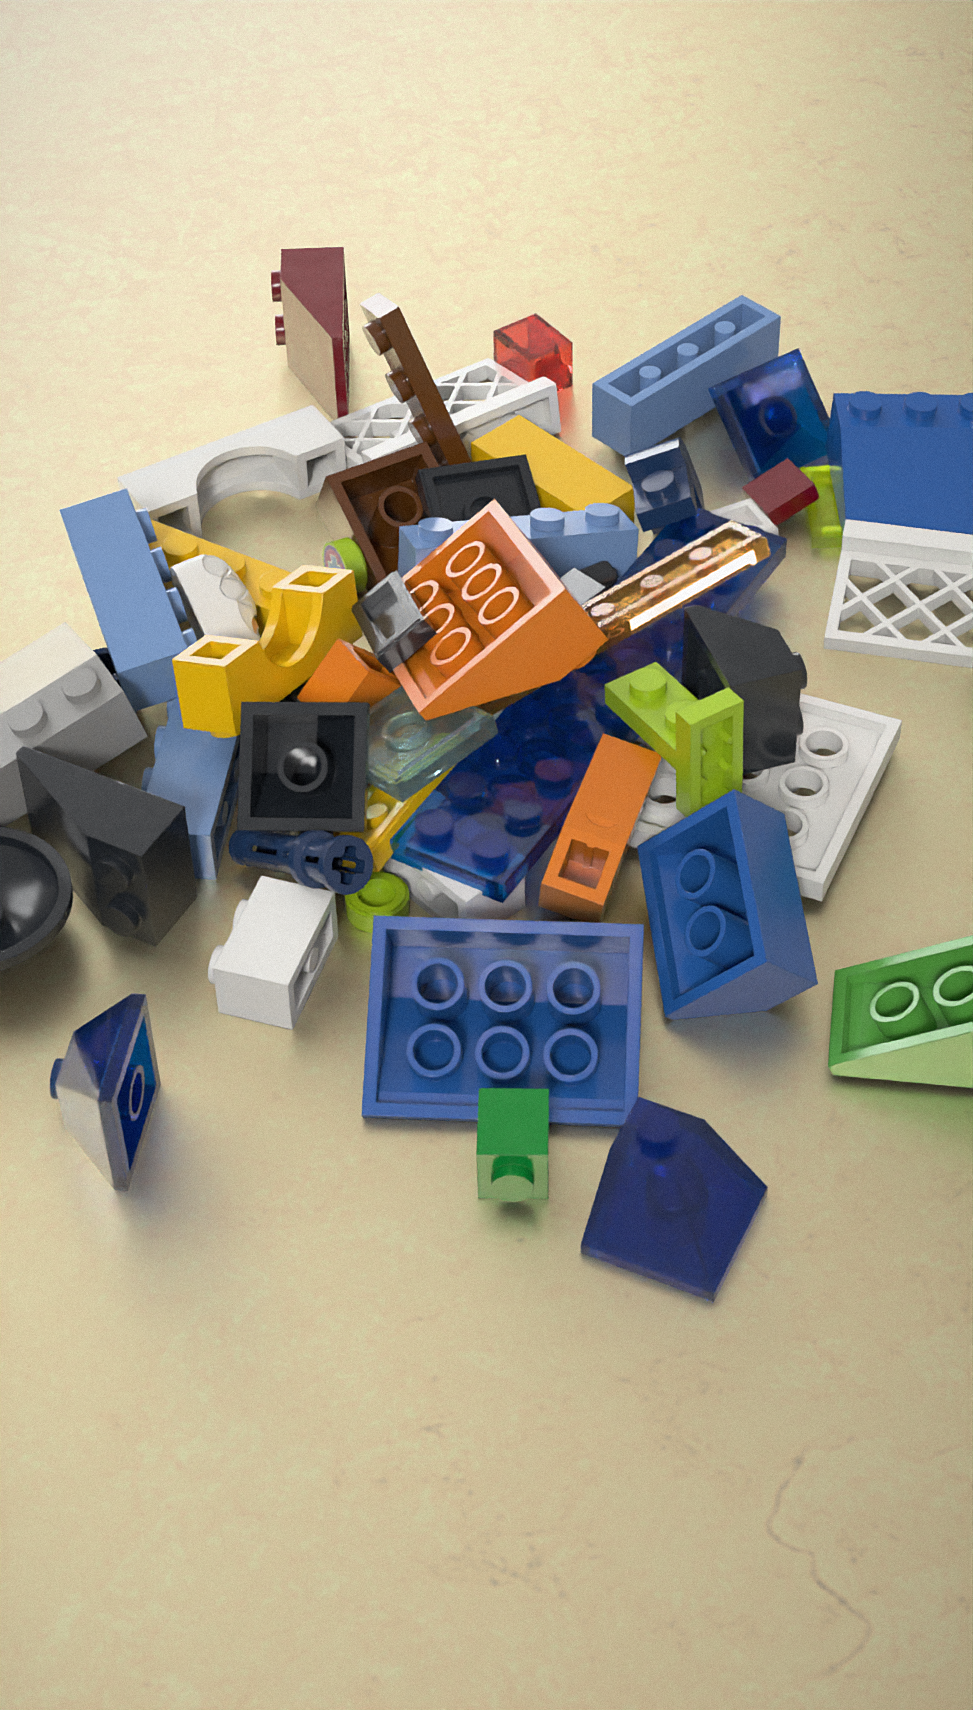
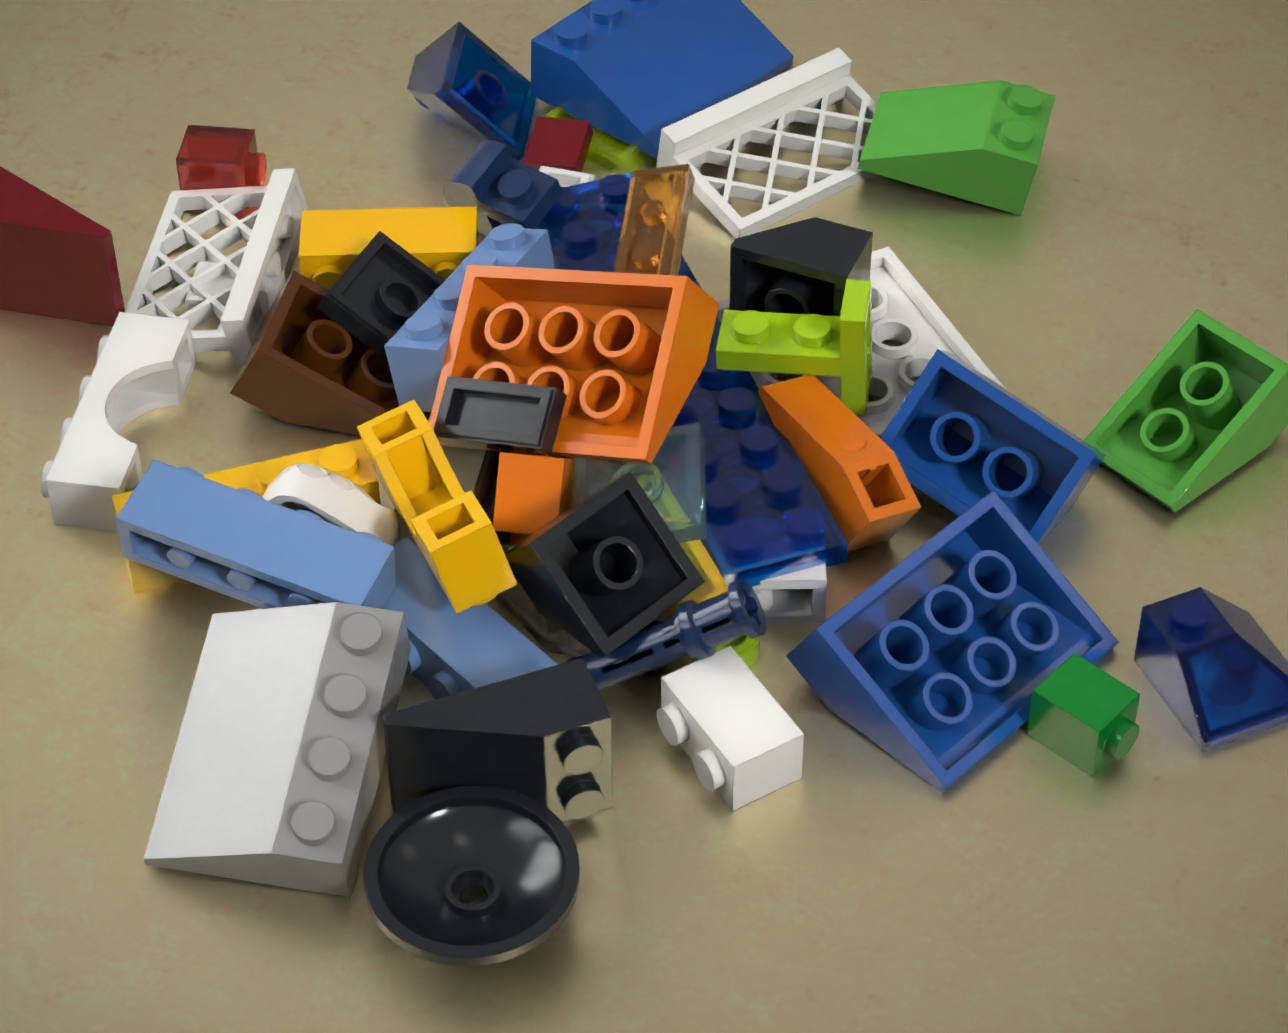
camera: 50 degrees left, 0 degrees up
(110, 1087) = (793, 910): clear blue slope -> none
(346, 555) = (325, 421): lime tile -> none
(411, 380) = (251, 218): reddish brown plate -> none
(672, 380) = (373, 104): medium blue brick -> none

